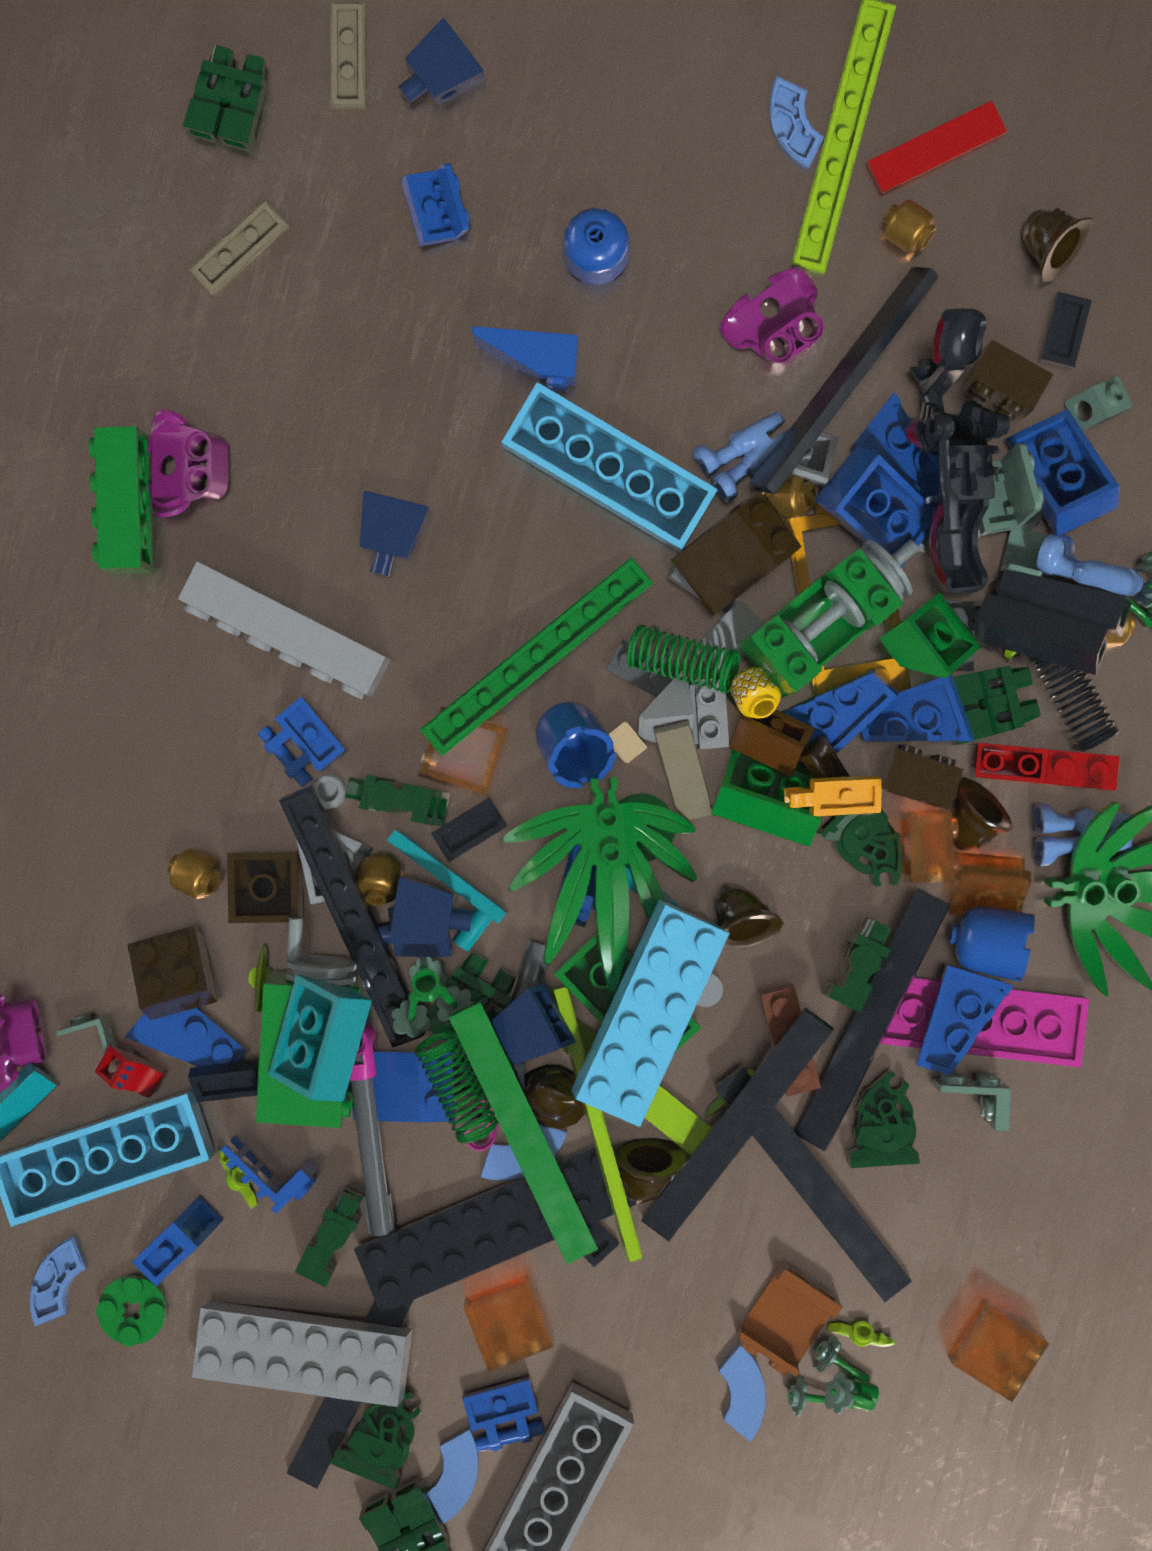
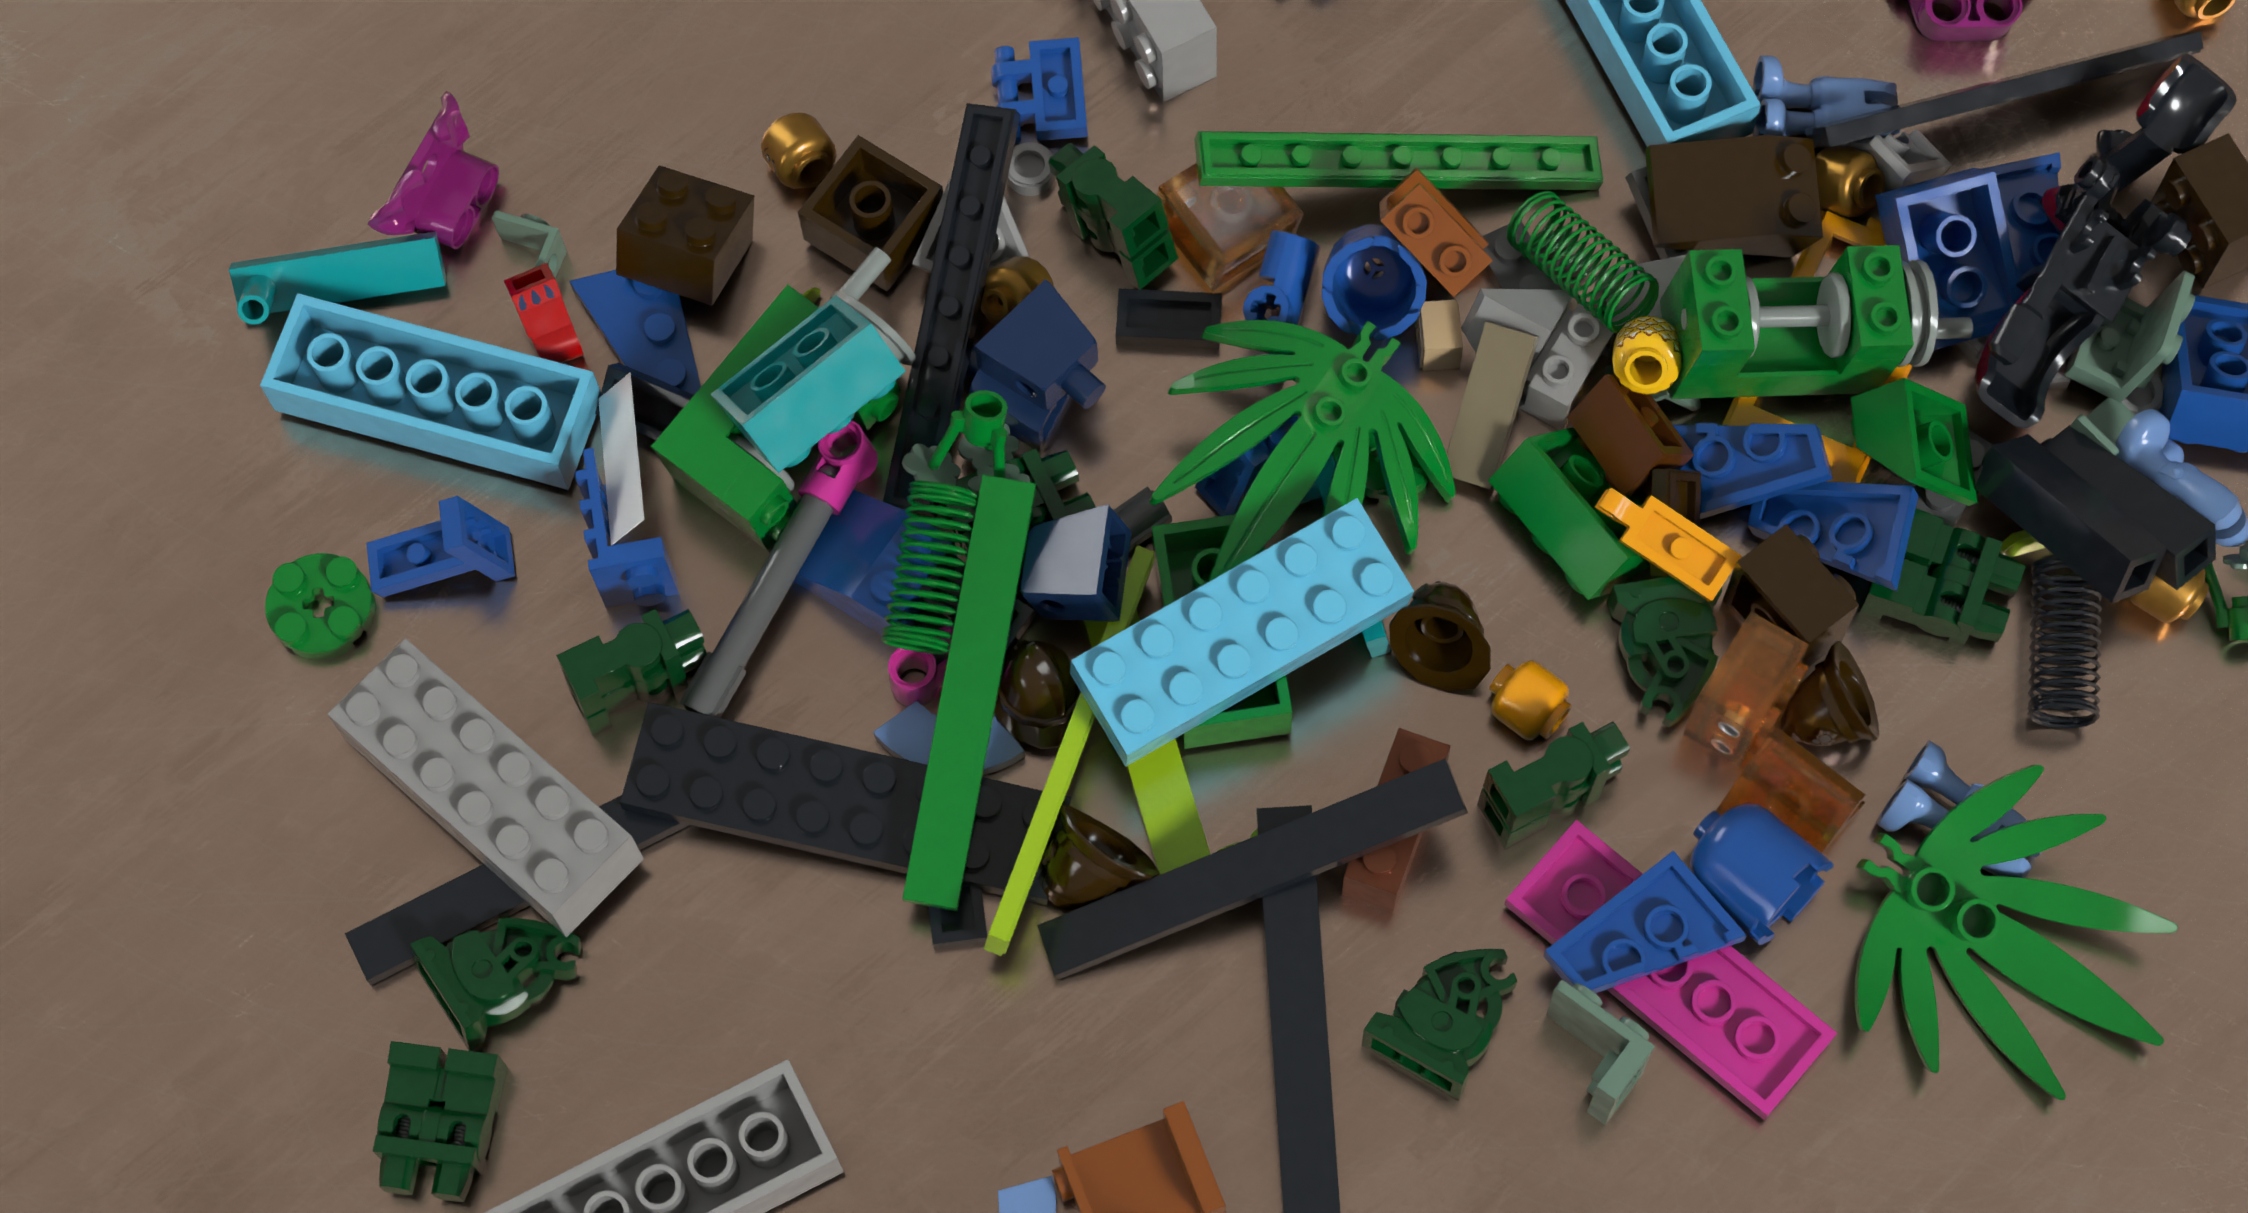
camera: 40 degrees right, 20 degrees down
(53, 1279) = (256, 507): medium blue tile -> none
(234, 1181) = (570, 538): lime piece -> none
(241, 1133) = (621, 459): none -> white sticker
(458, 1475) = (556, 1093): medium blue tile -> none
(486, 908) = (1122, 413): teal piece -> none
(500, 1405) = (679, 1035): blue plate -> none
(508, 1323) = (771, 932): clear orange piece -> none
(523, 771) = (1290, 266): none -> blue panel
(584, 699) = (1434, 232): none -> dark orange panel
(712, 992) = (1329, 695): light grey tile -> none
(814, 921) = (1529, 700): none -> light orange head
(873, 1021) = (1523, 863): black tile -> none
(1047, 766) = (1966, 706): red slope -> none

